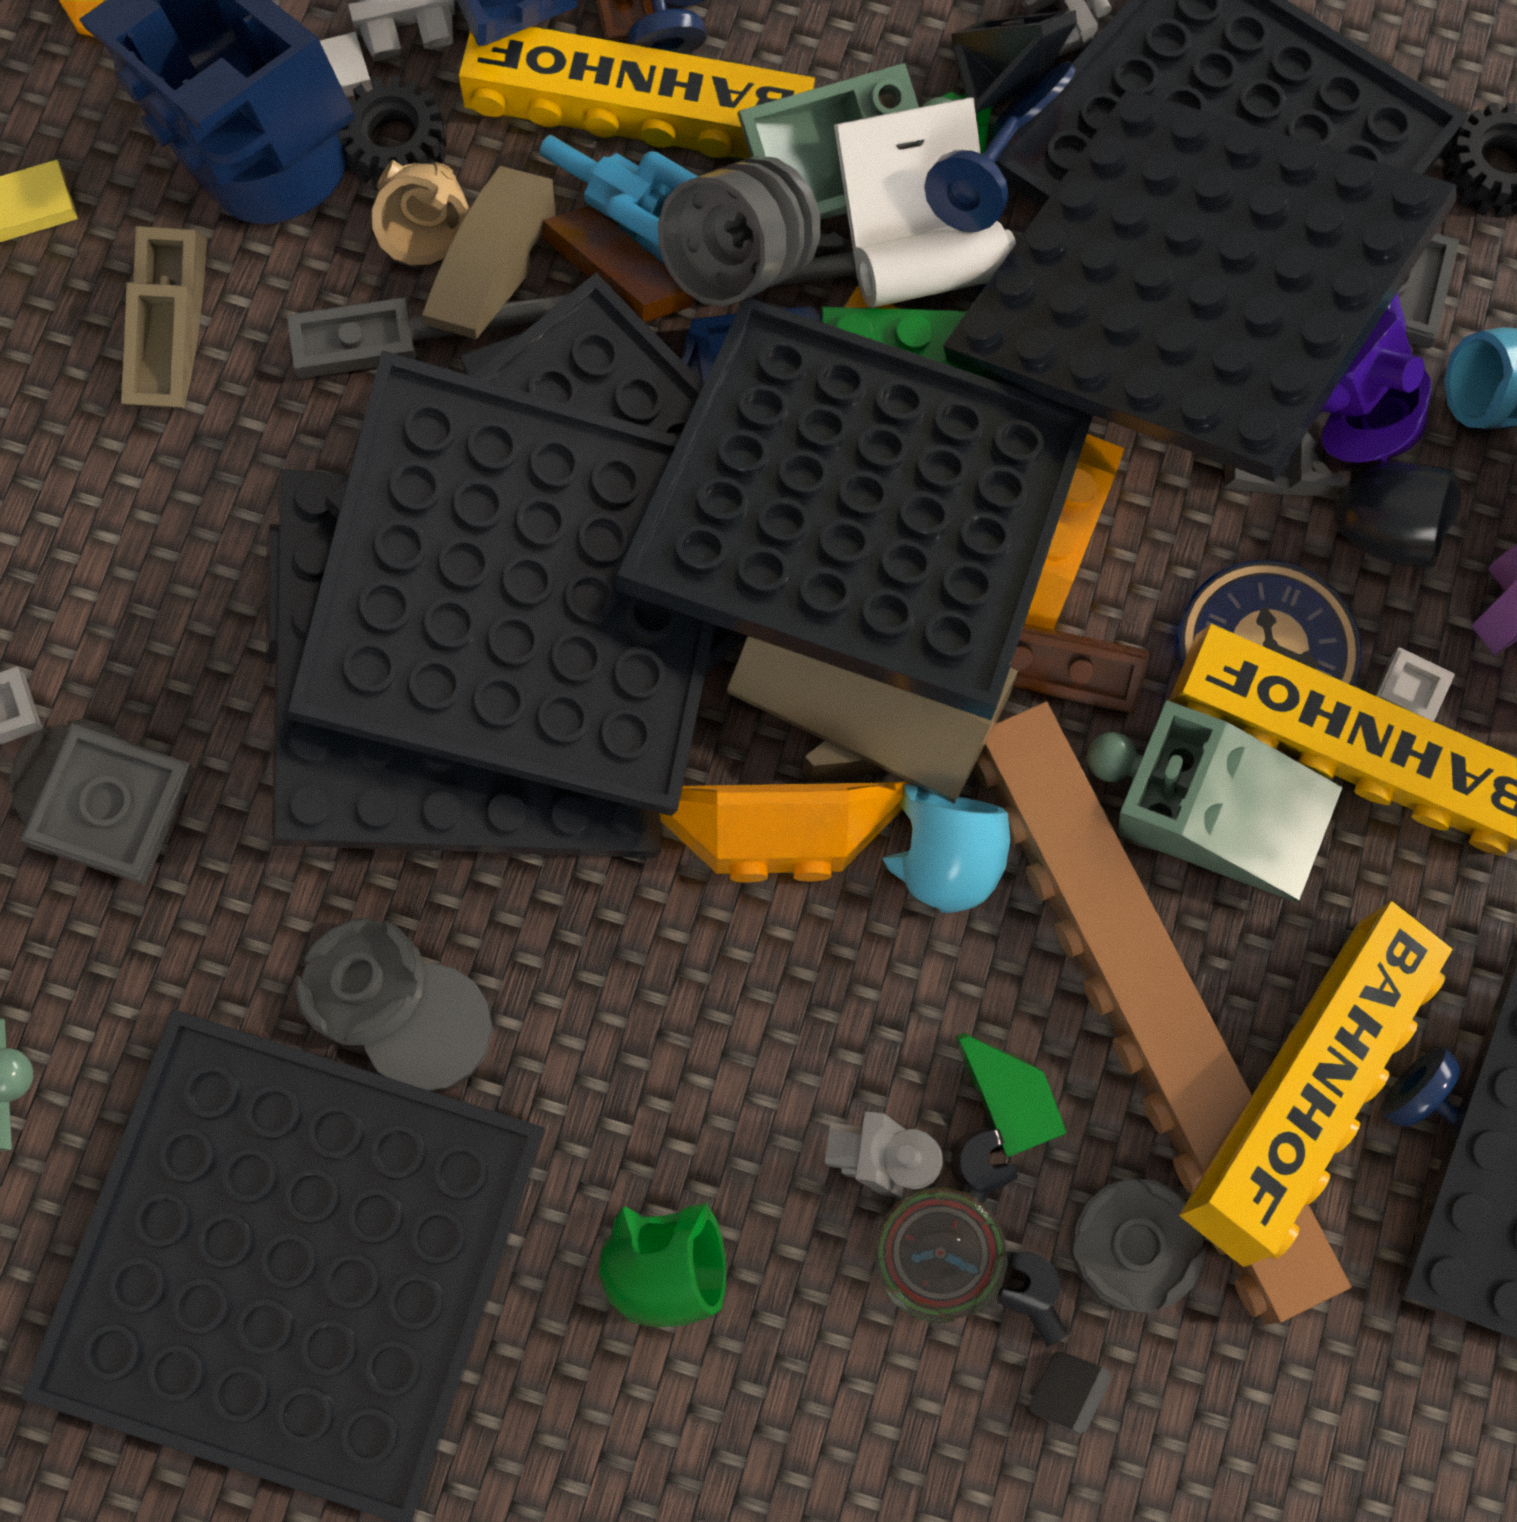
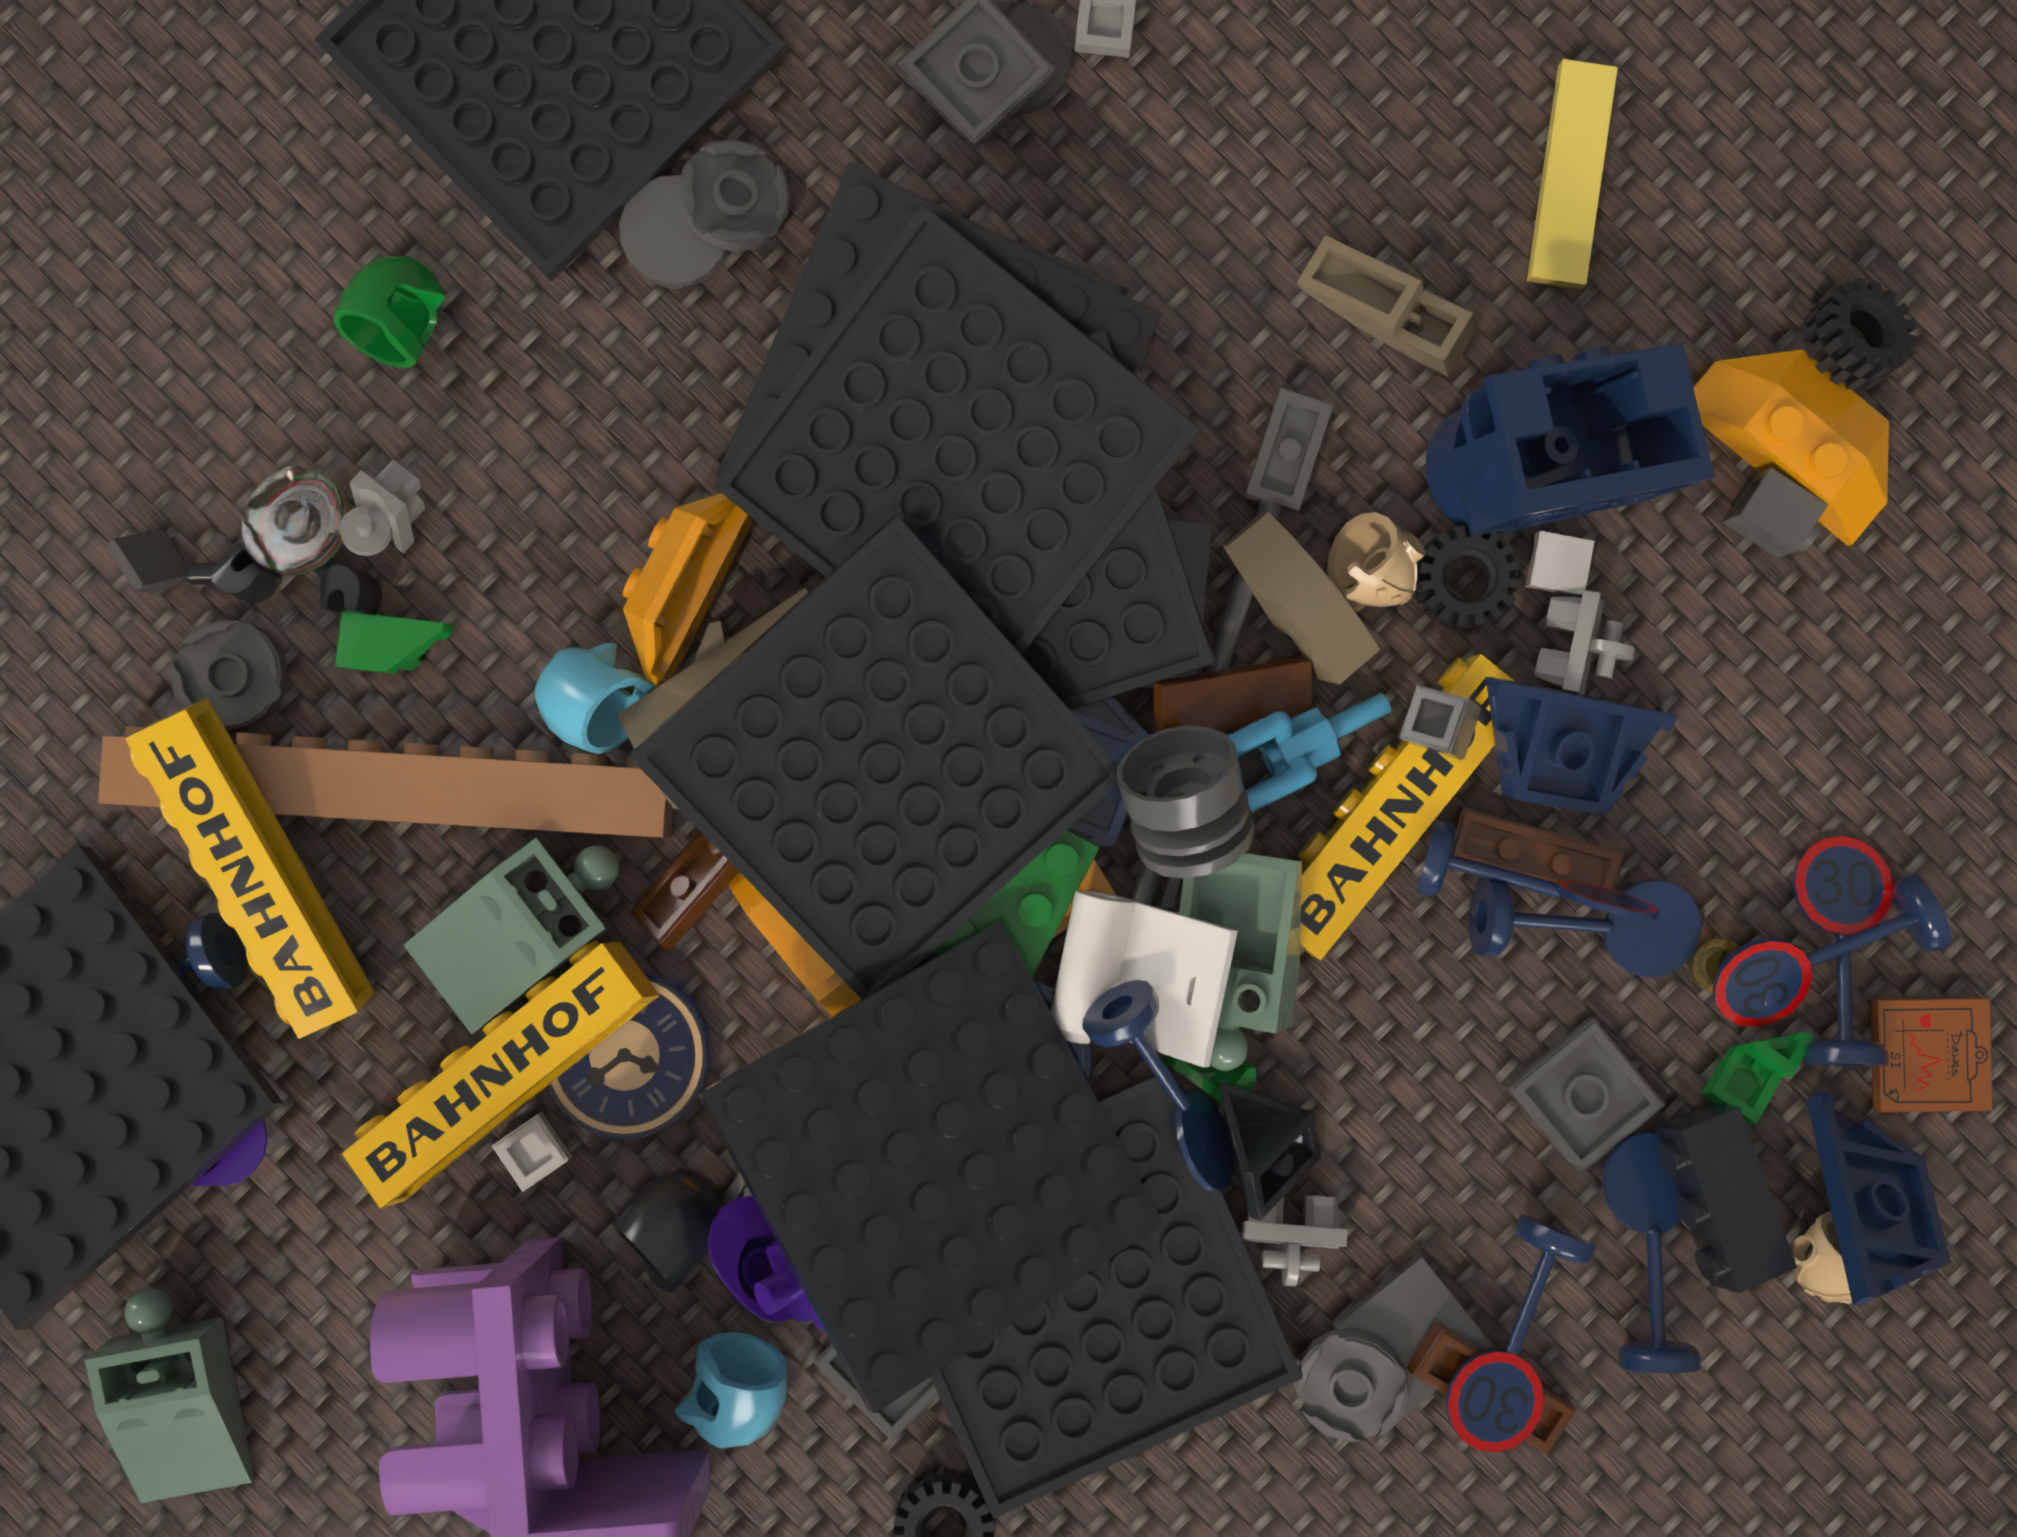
camera: 125 degrees right, 15 degrees up
(542, 76) = (1440, 722): none -> dark grey slope

